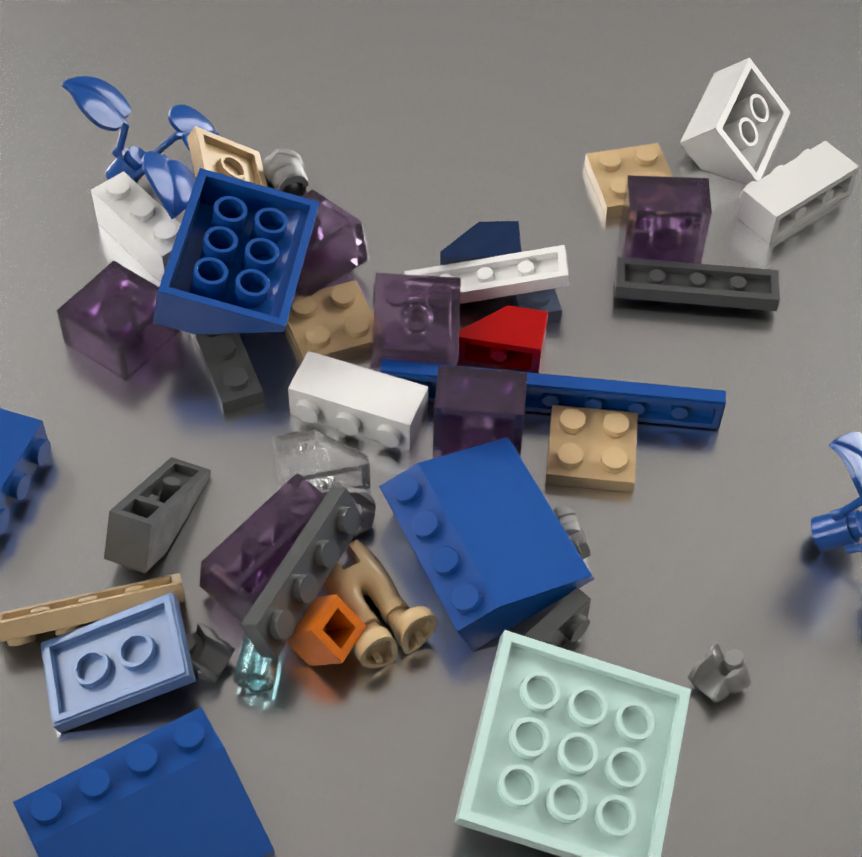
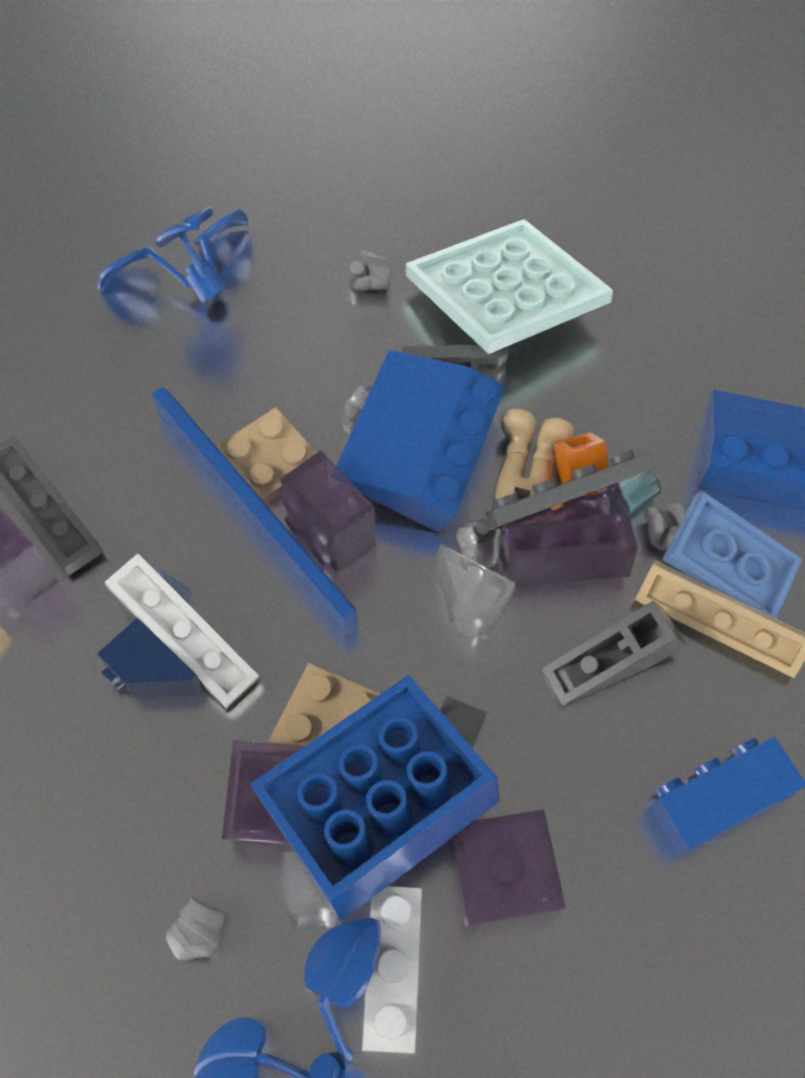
camera: 135 degrees left, 10 degrees up
(225, 157) = (255, 967): tan plate -> none
(358, 401) = (389, 617): white brick -> none
(415, 319) = (285, 628): clear purple brick -> none
(505, 340) = (225, 573): red slope -> none

